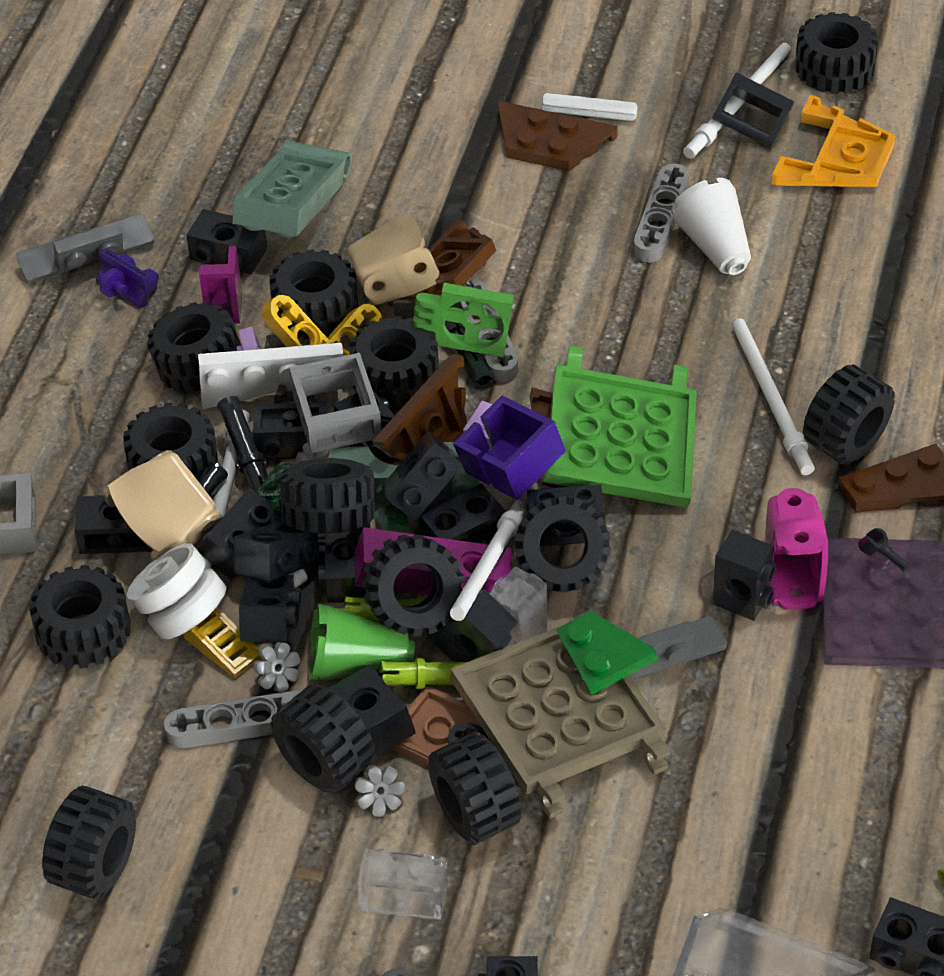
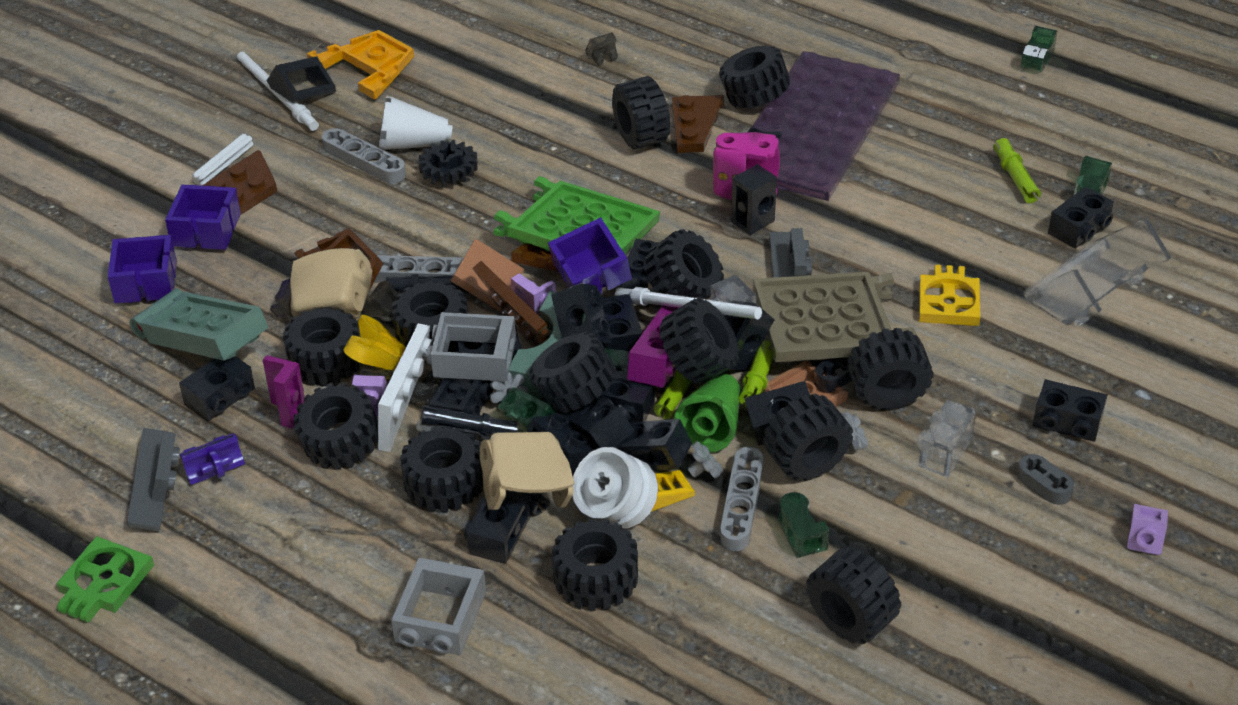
camera: 70 degrees left, 5 degrees down
(210, 779) = (799, 527): none -> clear green leg
(363, 116) = (142, 268): none -> dark purple piece
(433, 311) = (426, 248): bright green piece -> none
(467, 126) = (203, 216): none -> dark purple piece
(493, 373) = (500, 265): none -> nougat tile
(603, 650) = (799, 272): green wing -> none
(679, 284) = (448, 162): none -> black gear
(724, 825) = (949, 282): none -> yellow piece
(793, 440) = (632, 155): white bar -> none
(836, 52) = (276, 29): black tyre -> none

